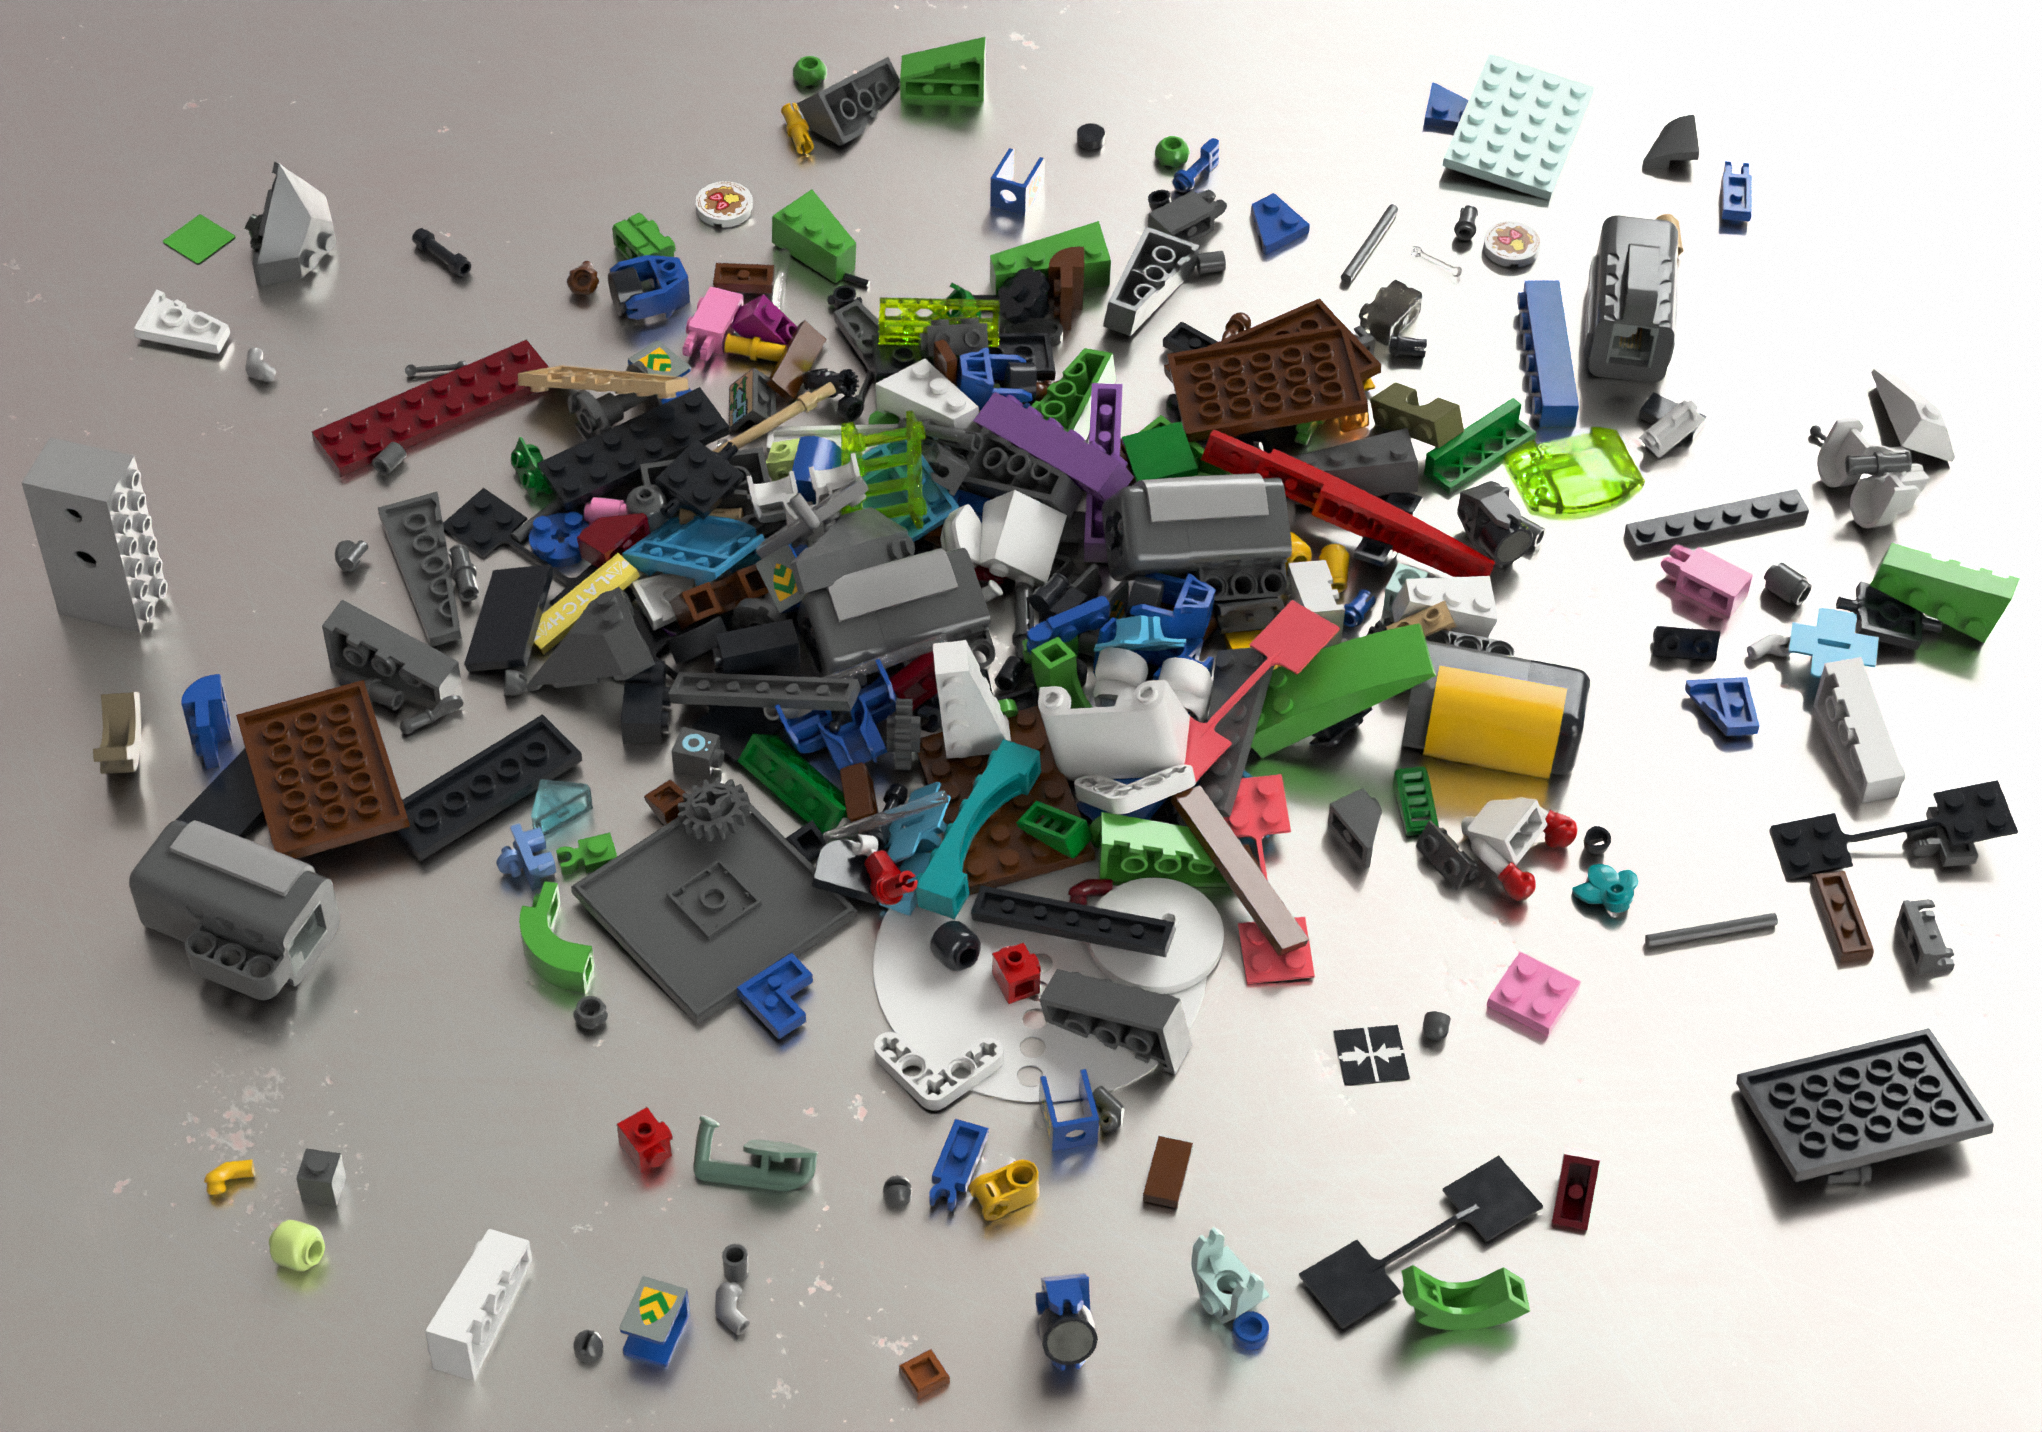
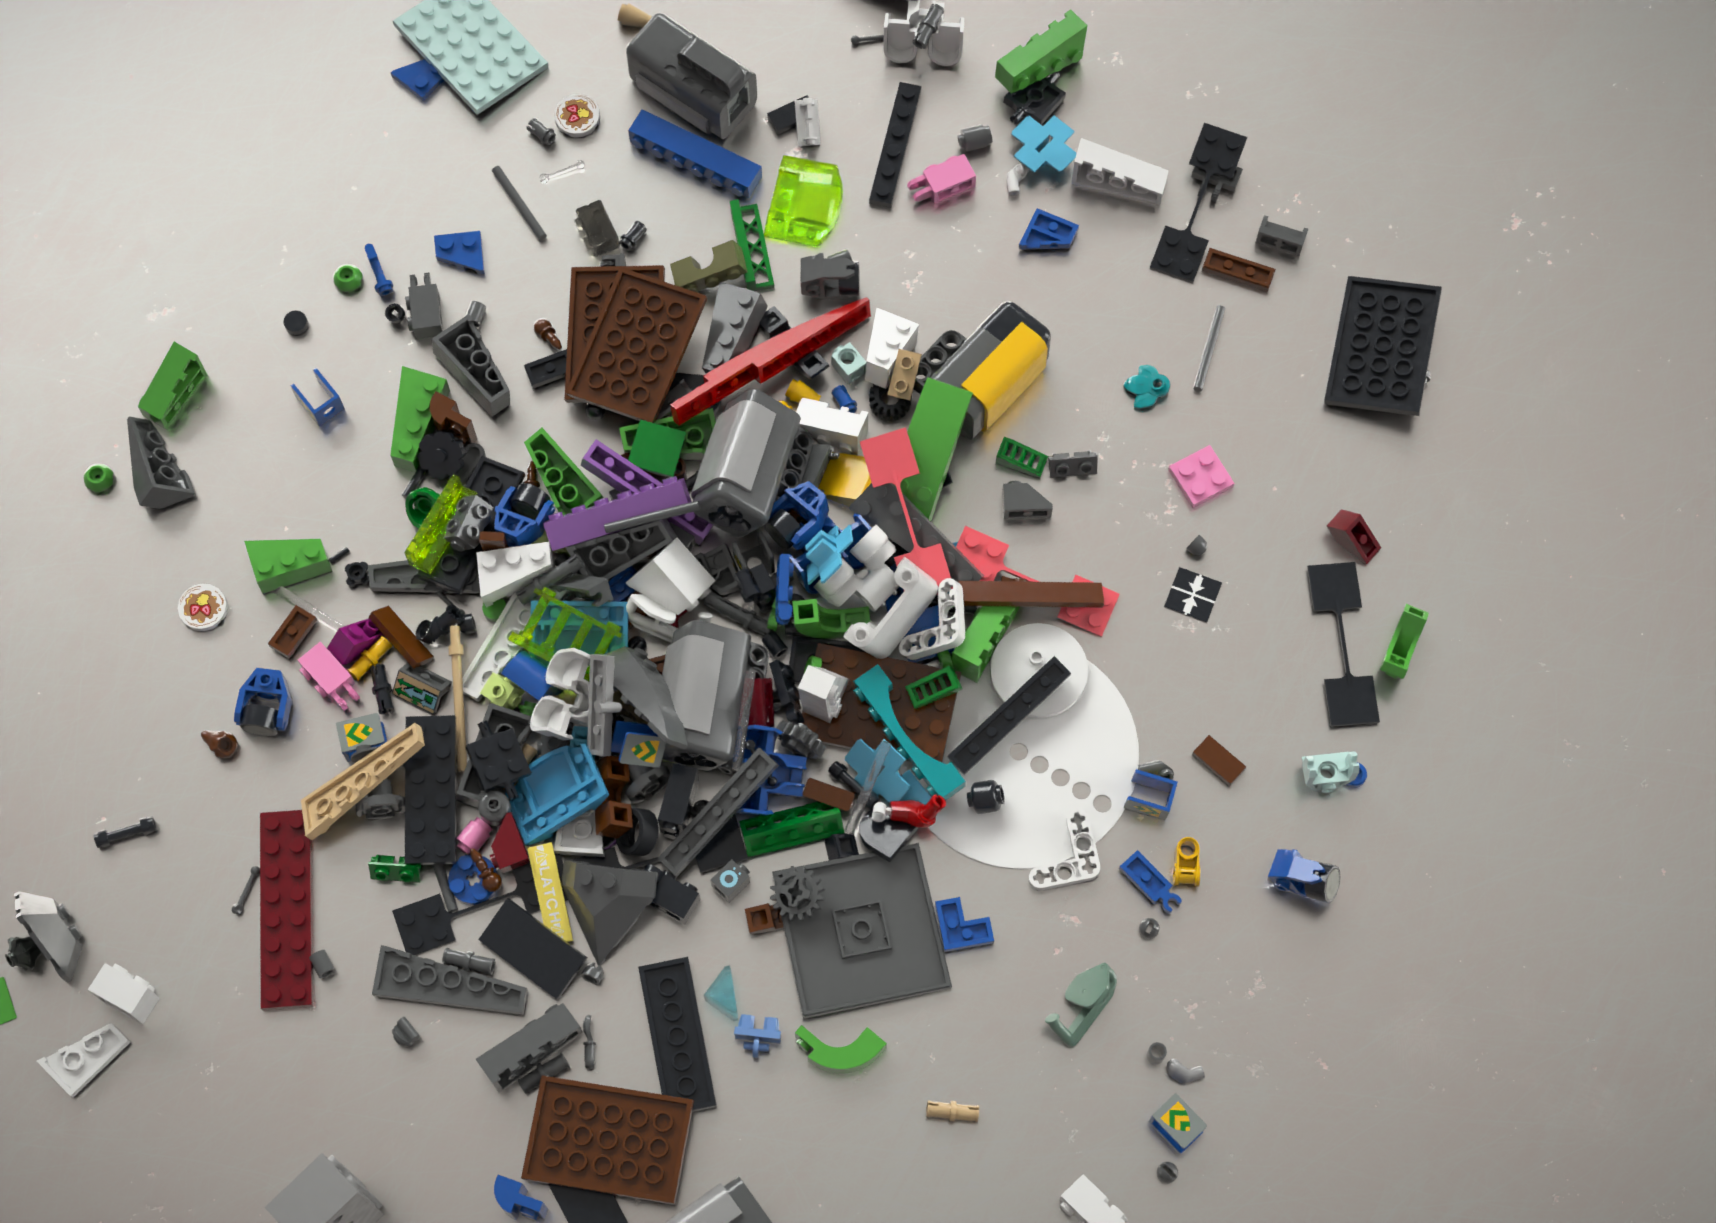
camera: 60 degrees left, 20 degrees up
(257, 368) = (166, 1020): light grey arm -> none
(263, 314) = (124, 993): none -> white brick
(540, 1084) = (952, 1111): none -> tan pin
(564, 545) = (490, 880): none -> reddish brown bar
(587, 1006) = (903, 1054): dark grey plate -> none
(591, 854) = (774, 988): bright green plate -> none
(640, 238) = (213, 684): bright green brick -> none
(645, 1139) = (1034, 1064): red brick -> none
(727, 372) = (381, 689): none -> black pin
(797, 128) = (157, 517): yellow pin -> none
(924, 1374) = (1289, 979): dark orange tile -> none
(1016, 972) = (1026, 770): red brick -> none
(1065, 466) = (652, 516): none -> dark grey bar
(1089, 887) = (980, 692): dark red arm -> none
(1119, 1016) = (1095, 728): dark grey wedge -> none
(1506, 832) = (1084, 422): white torso -> none
(1596, 835) = (1116, 373): black hinge -> none
(1685, 642) = (989, 219): black hinge -> none

